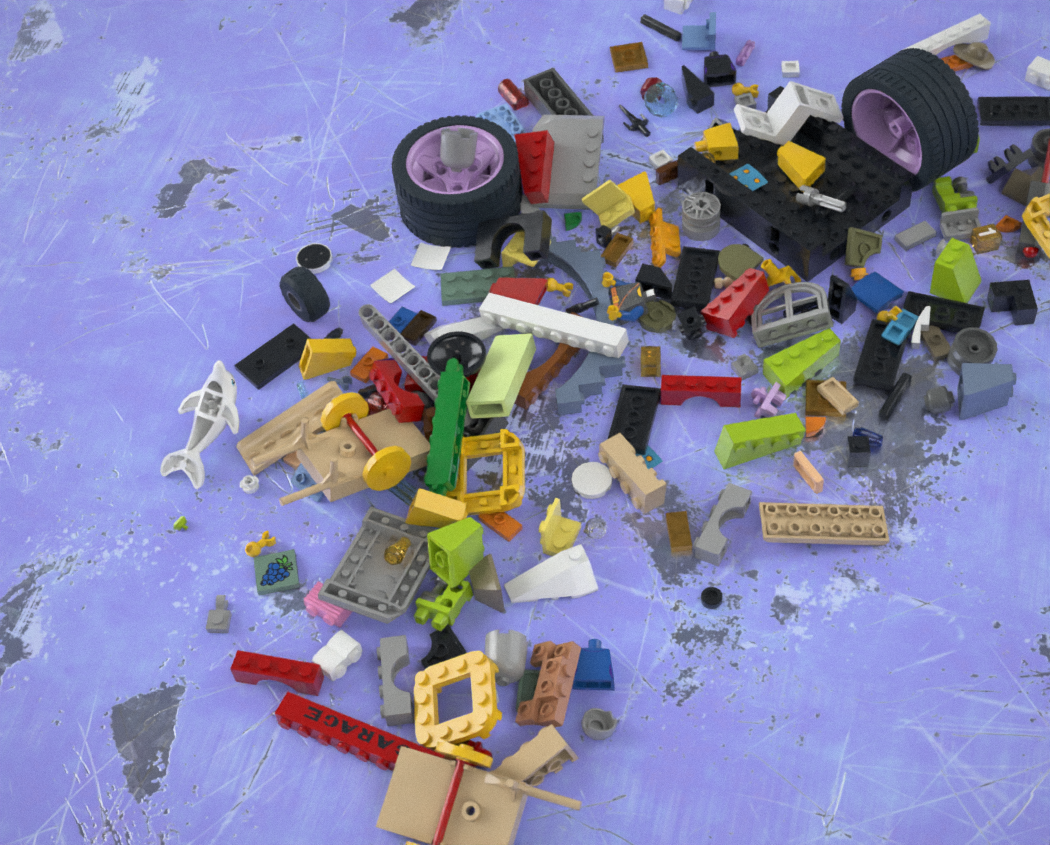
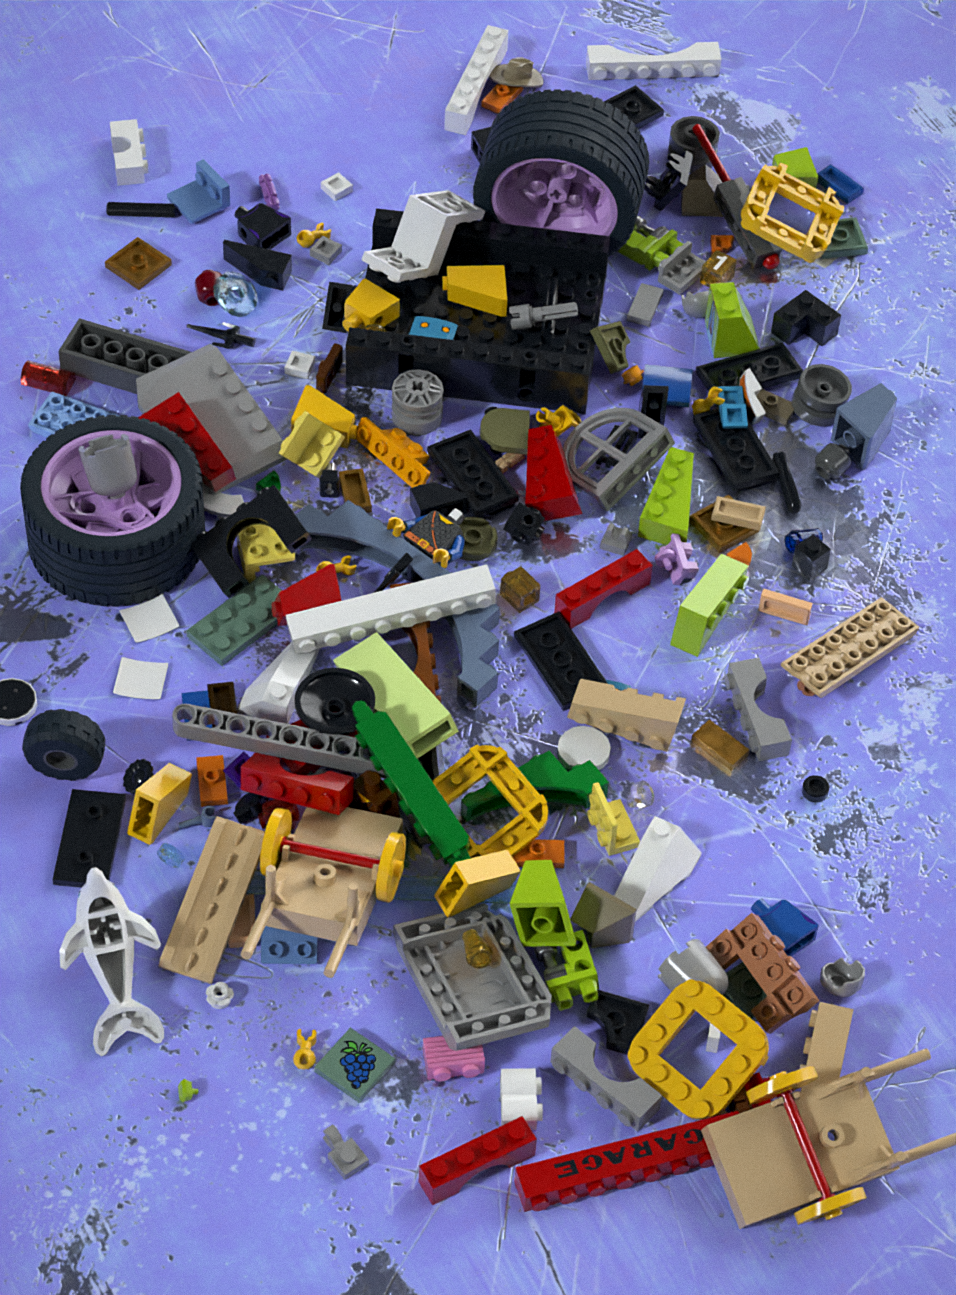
camera: 50 degrees left, 0 degrees up
(544, 481) = (547, 778): none -> green arch

